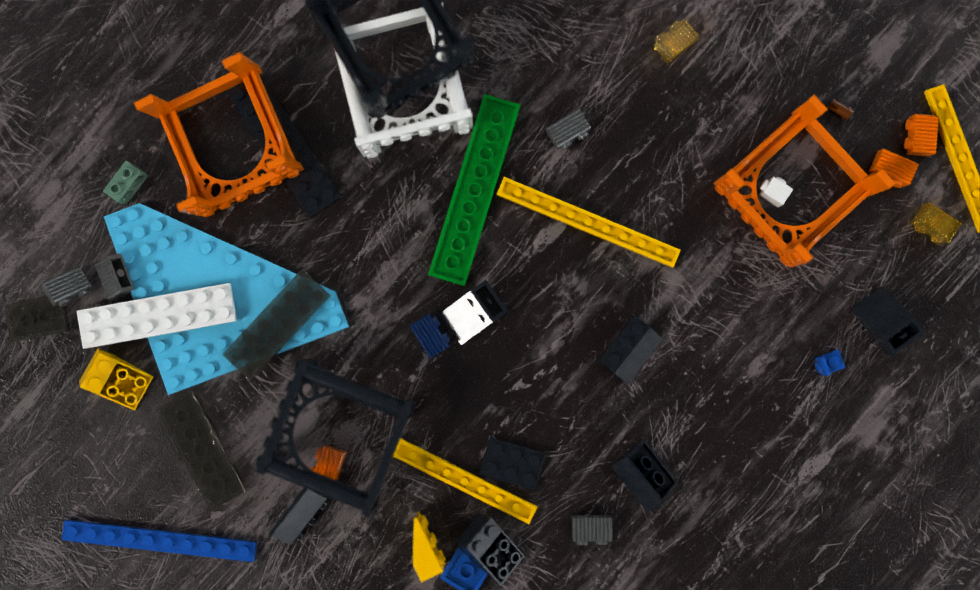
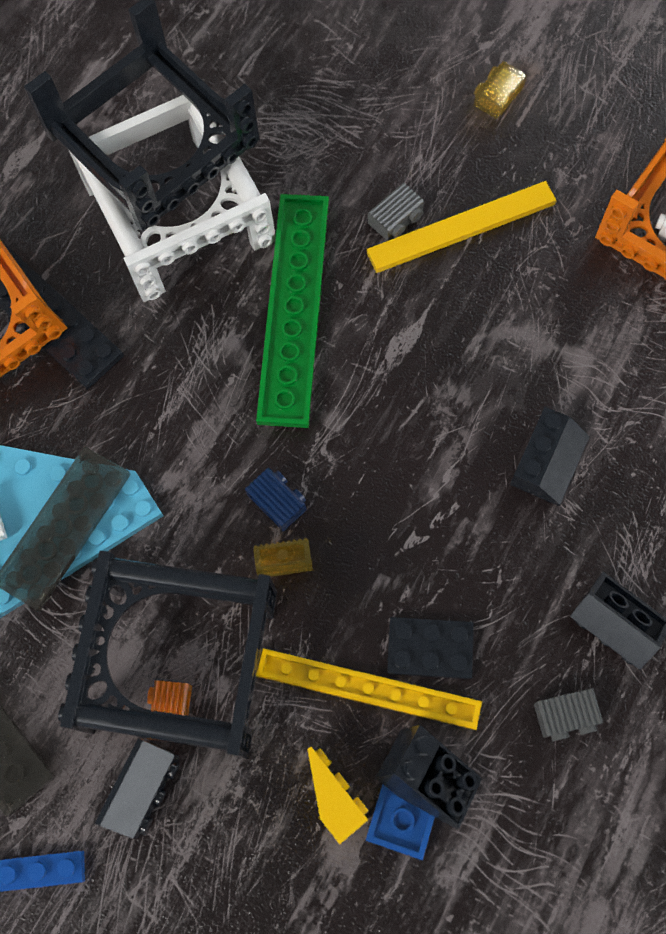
camera: 10 degrees left, 15 degrees down
(425, 381) = (283, 558): none -> clear yellow brick
(473, 312) = (329, 453): slope -> none
(588, 222) = (452, 313): yellow plate -> none
(615, 151) = (461, 226): none -> yellow tile

